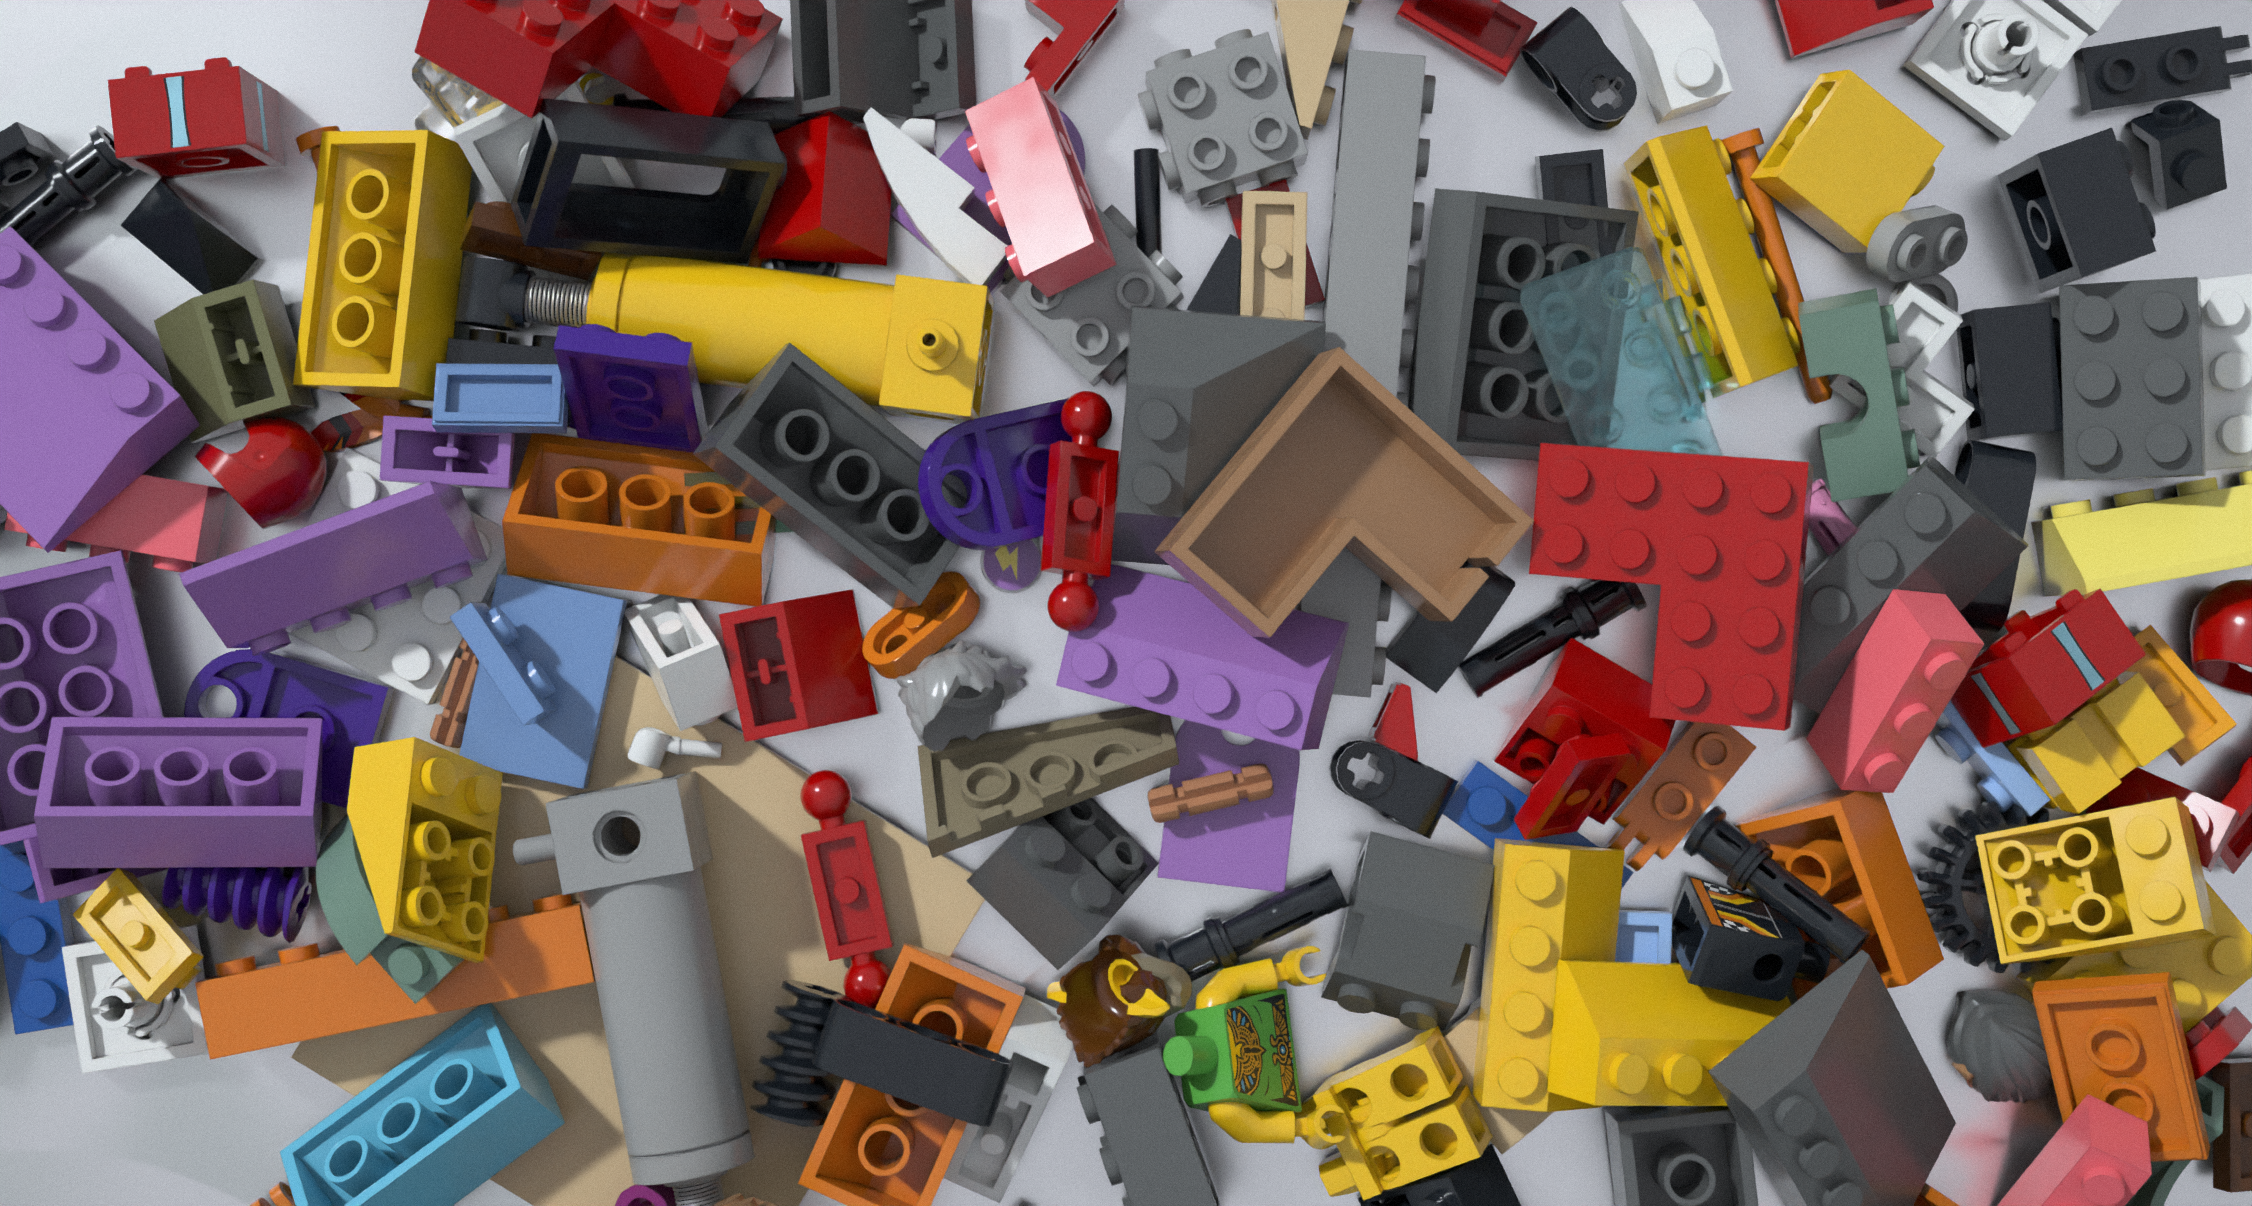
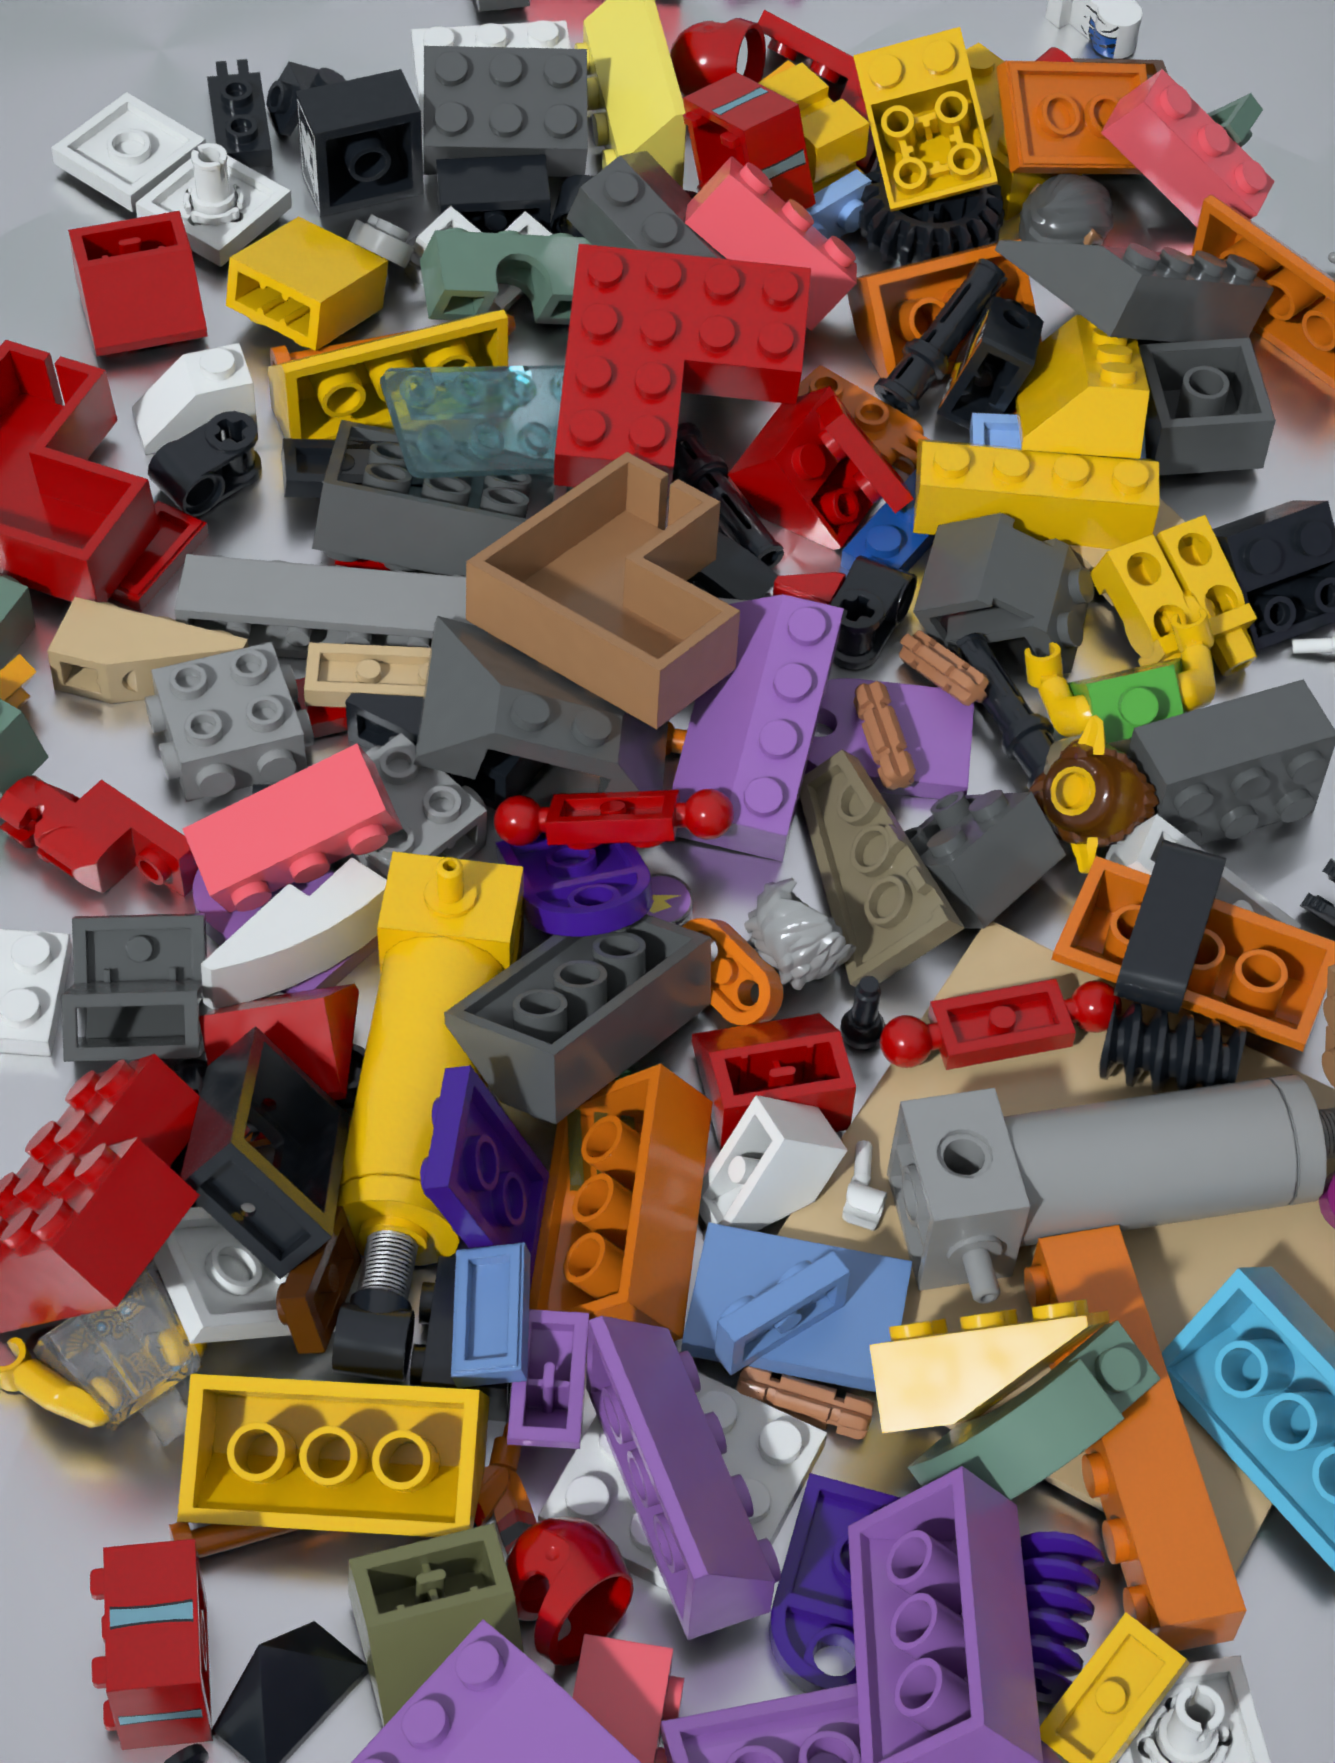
camera: 90 degrees left, 35 degrees down
(872, 756) = (863, 1022): none -> black piece
(1306, 860) = (943, 668): none -> nougat axle

